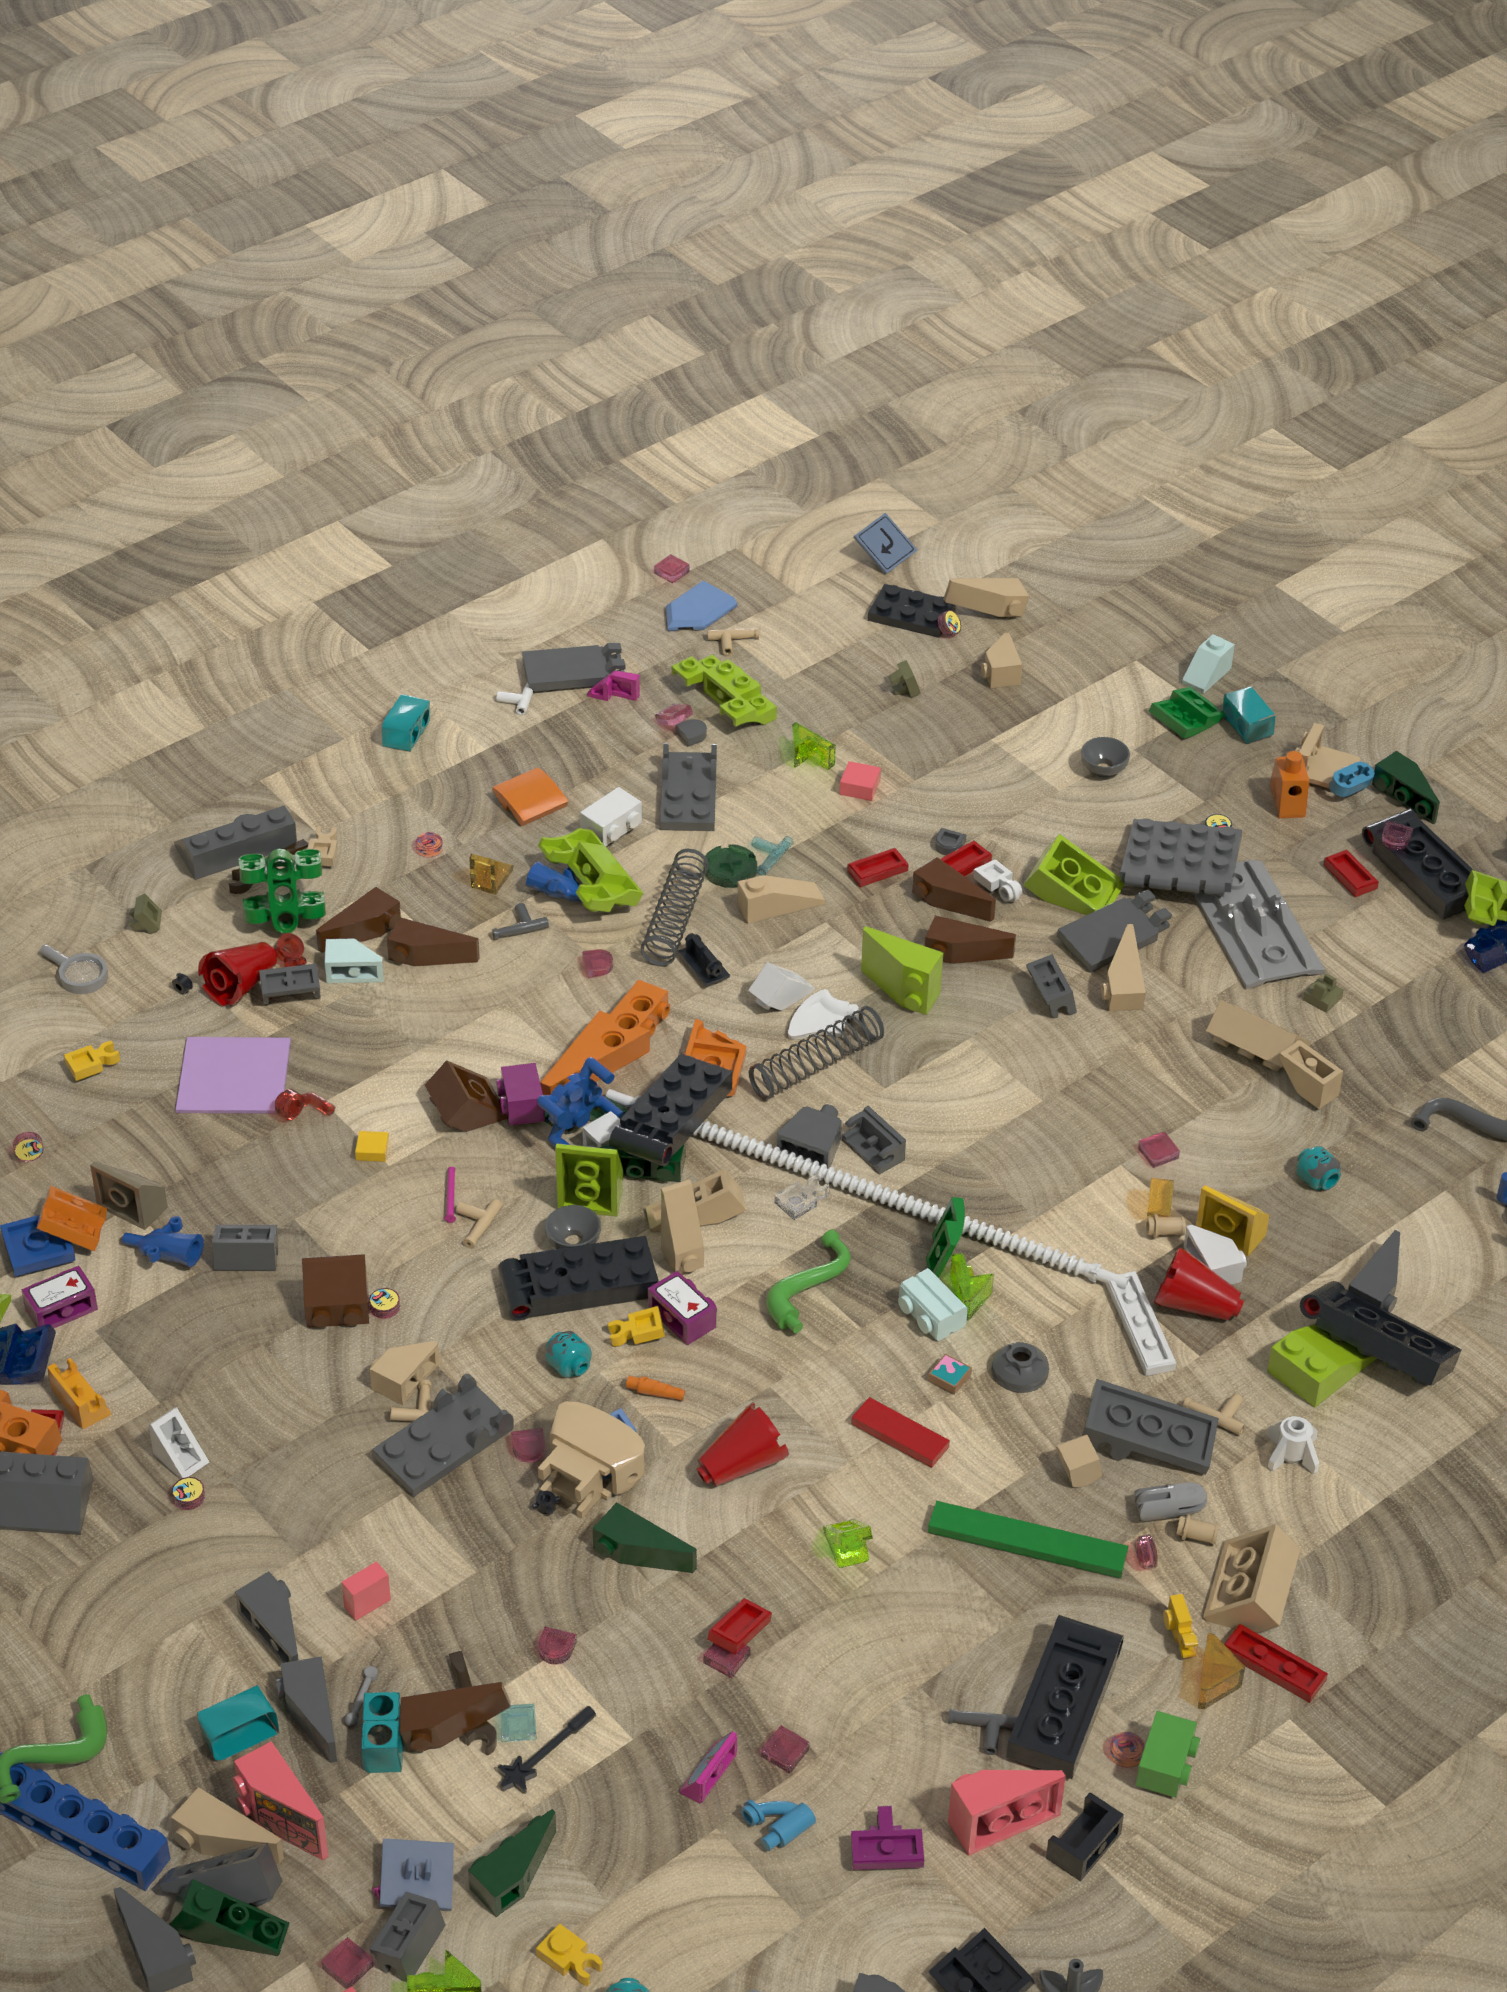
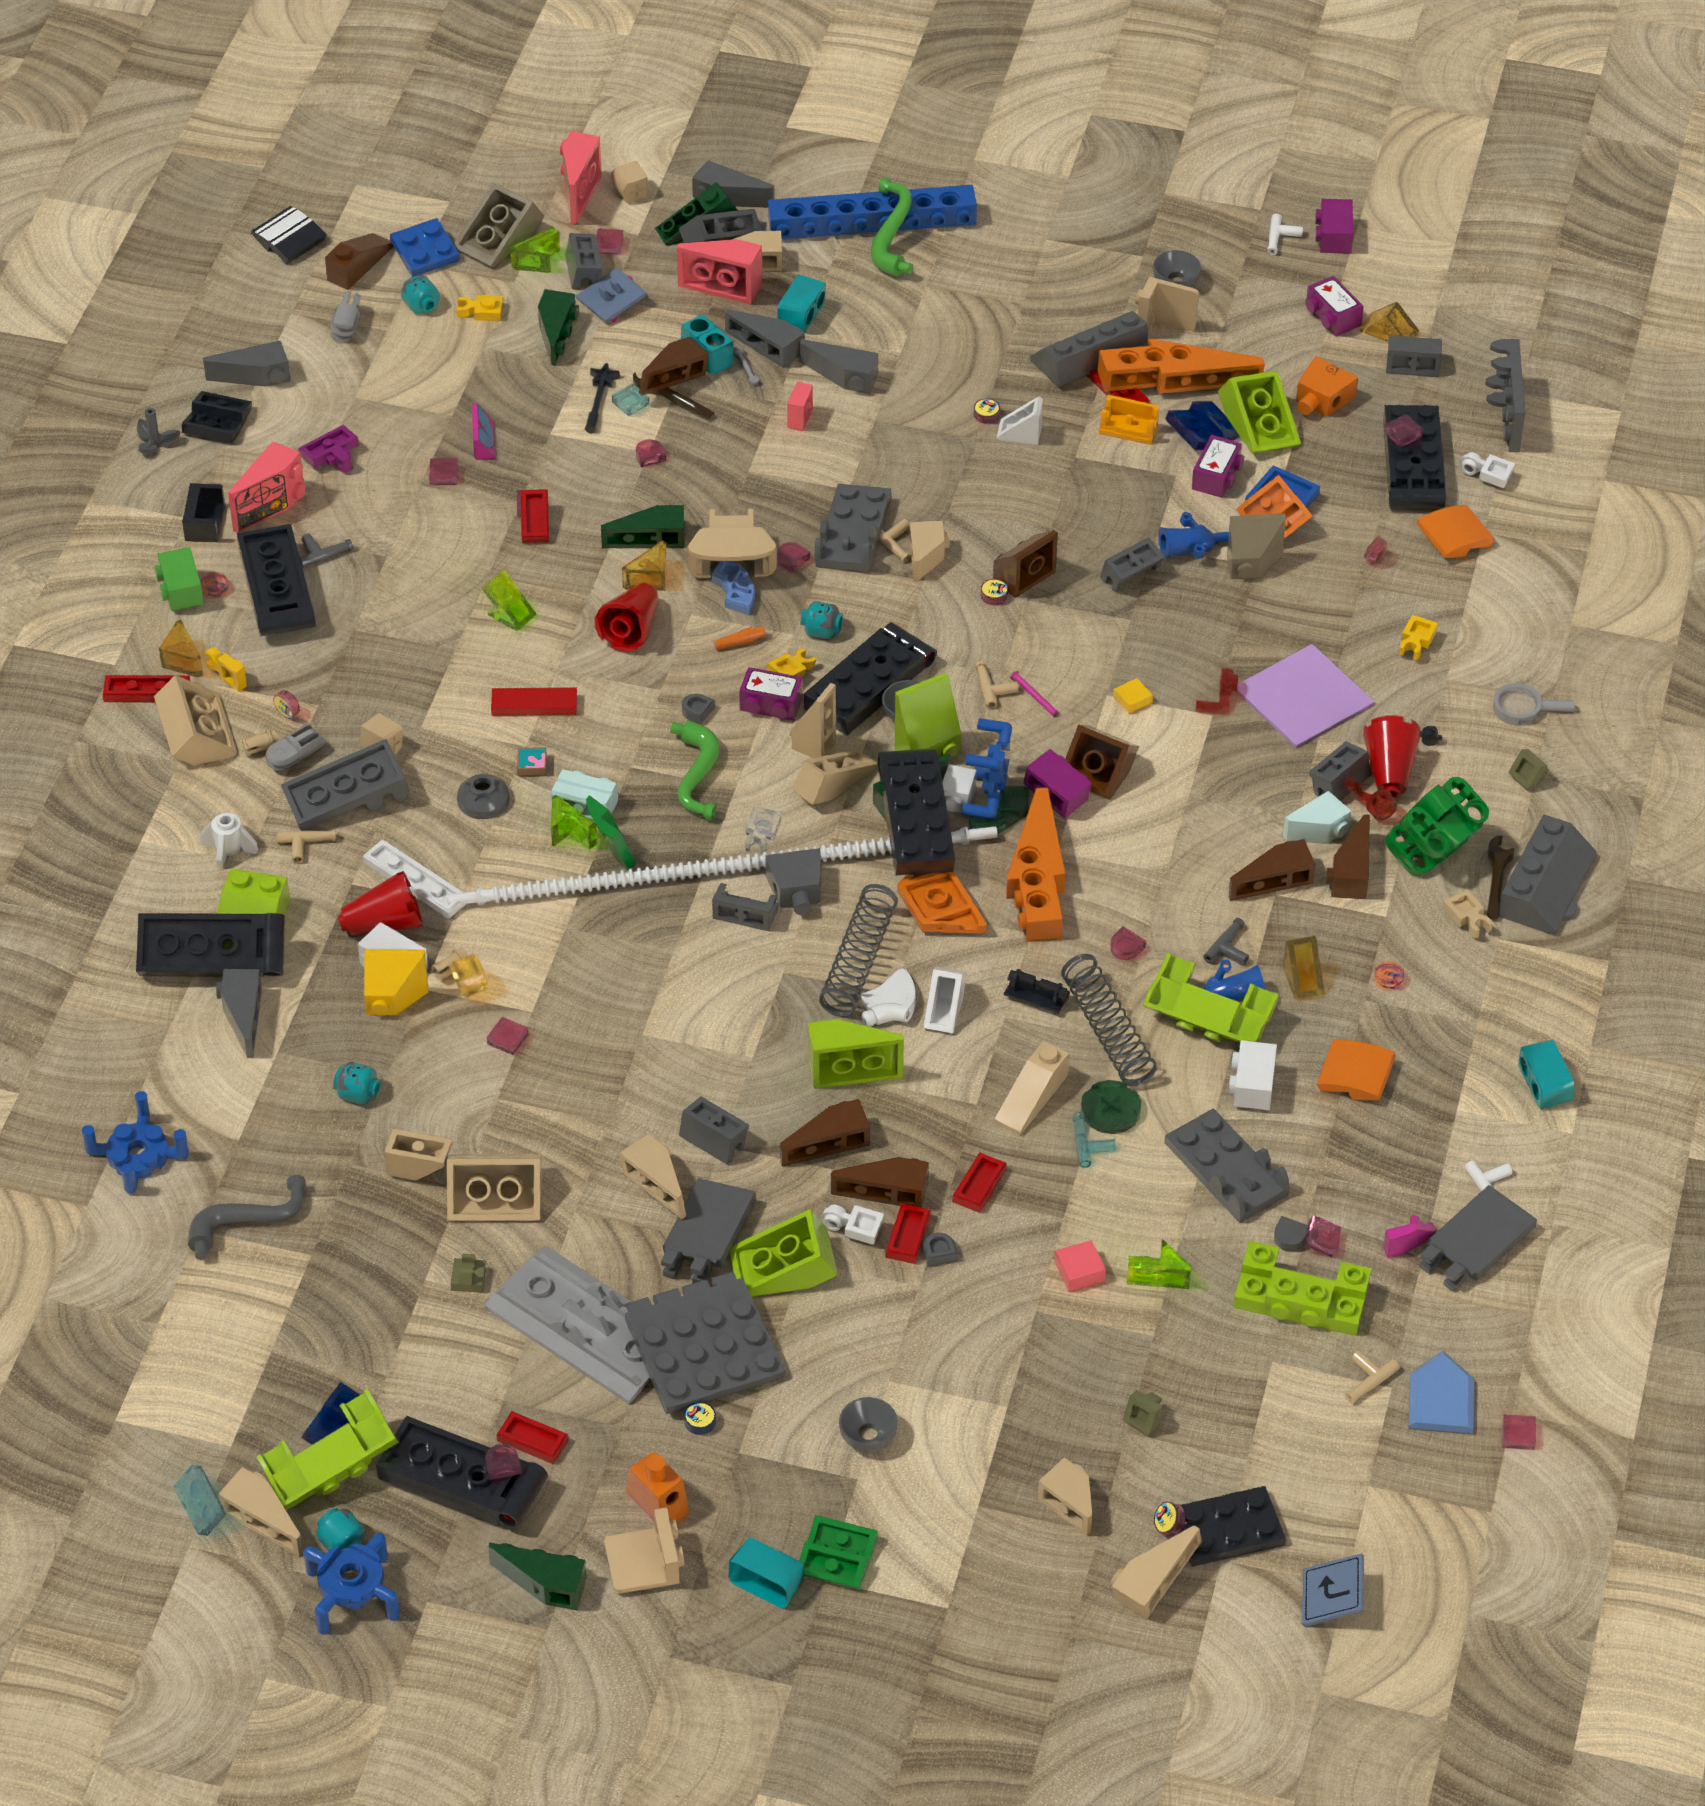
camera: 145 degrees right, 5 degrees up
(679, 1497) = (647, 568): none -> clear yellow slope
(754, 1344) = (697, 707): none -> dark grey tile
(793, 1823) = (402, 430): dark azure plant -> none
(1028, 1539) = (381, 677): green tile -> none
(1209, 664) = (858, 1628): light aqua slope -> none
(1354, 783) = (597, 1541): dark azure beam -> none

